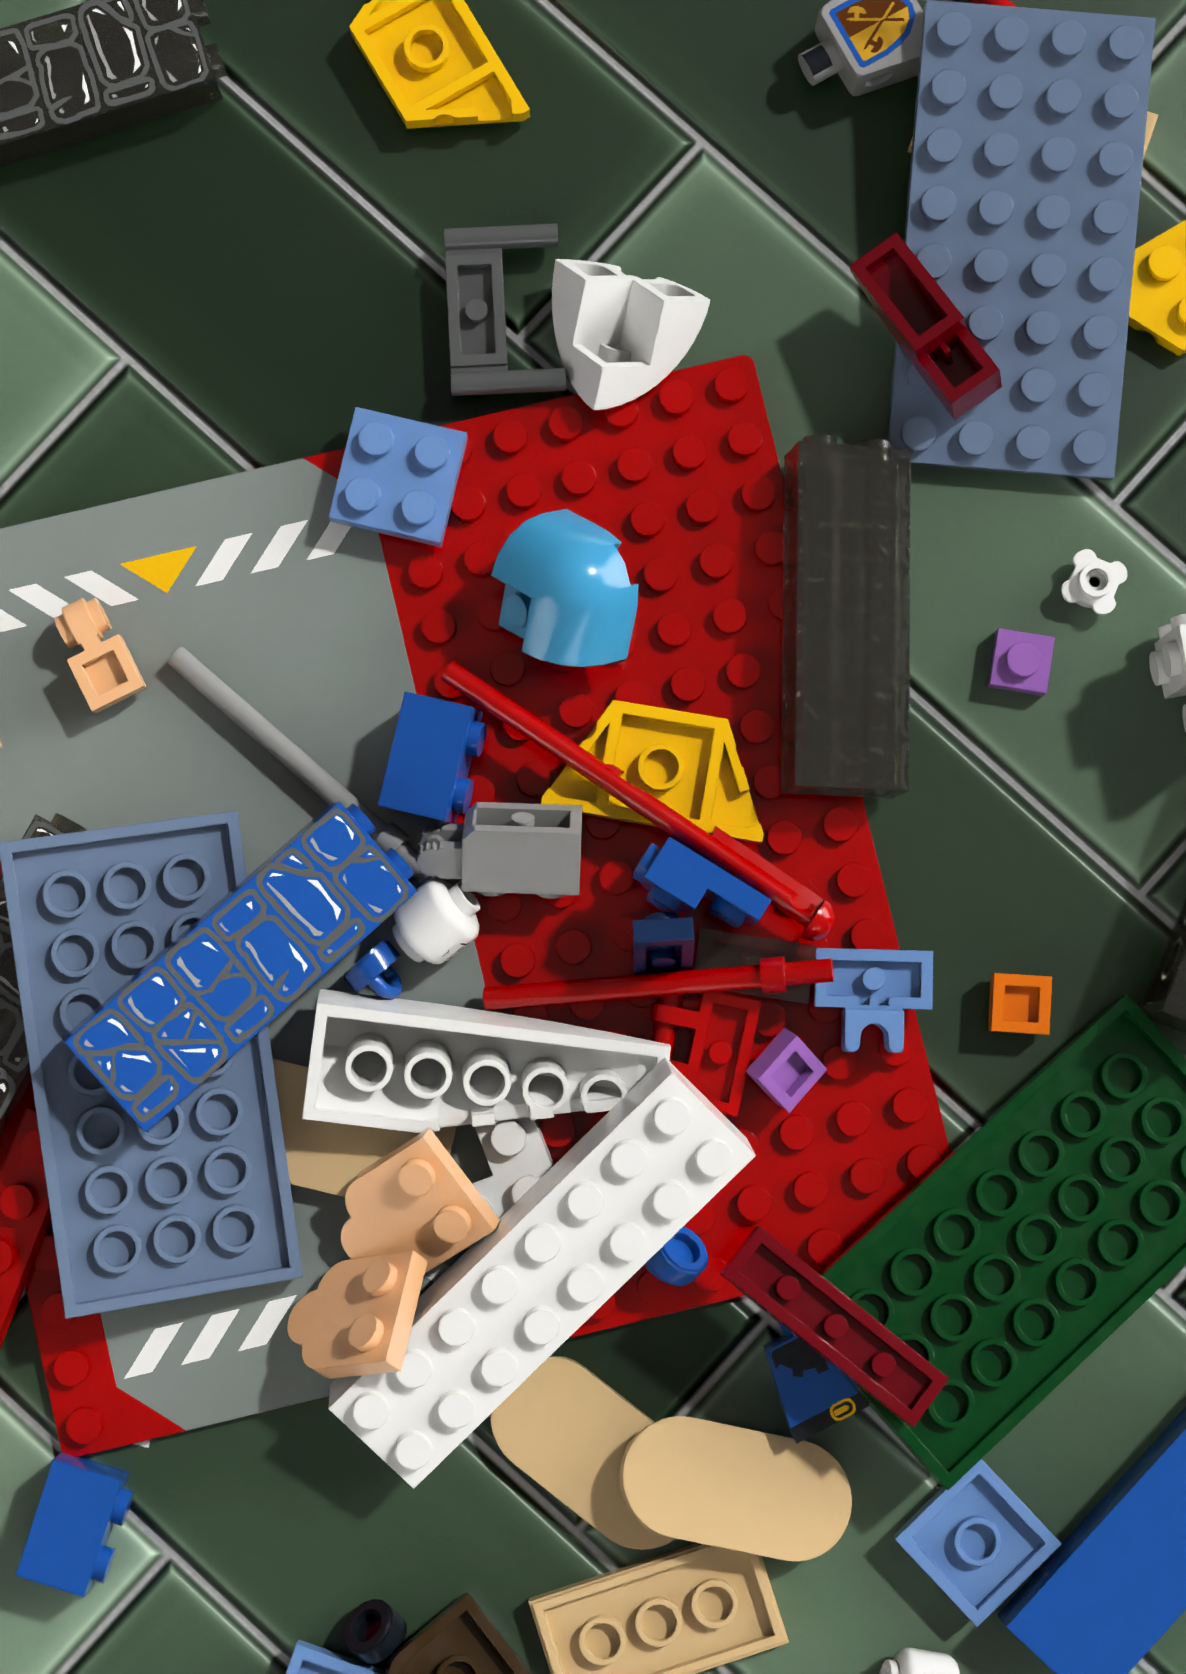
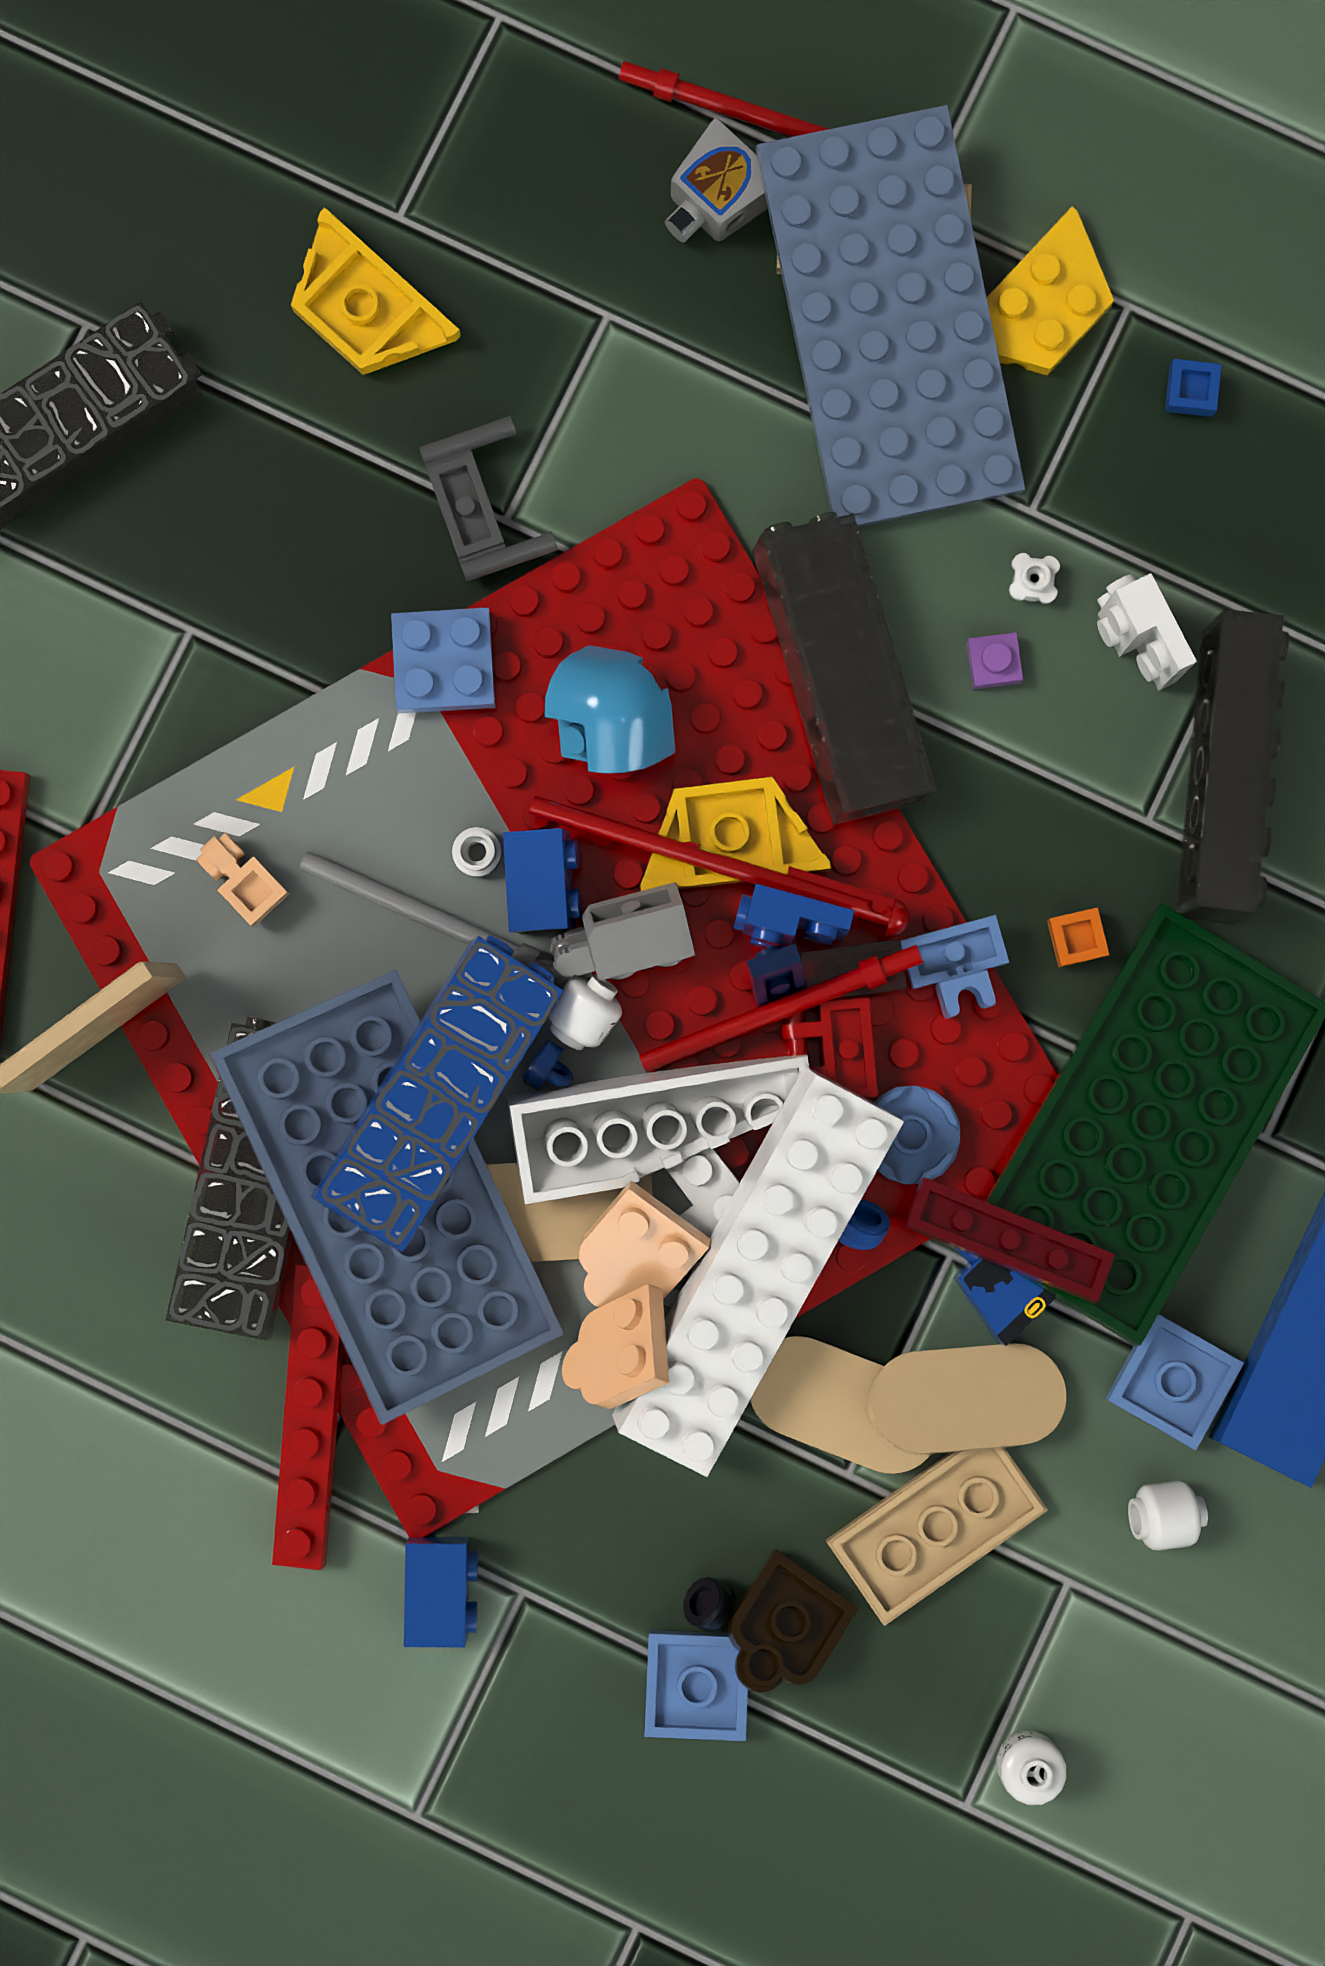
camera: 15 degrees left, 0 degrees up
(361, 688) = (465, 841): none -> white plate
(620, 330) = (587, 487): white brick -> none
(778, 1180) = (926, 1138): none -> medium blue tile
(786, 1070) = (906, 1047): medium lavender plate -> none
(926, 326) = (837, 409): dark red slope -> none

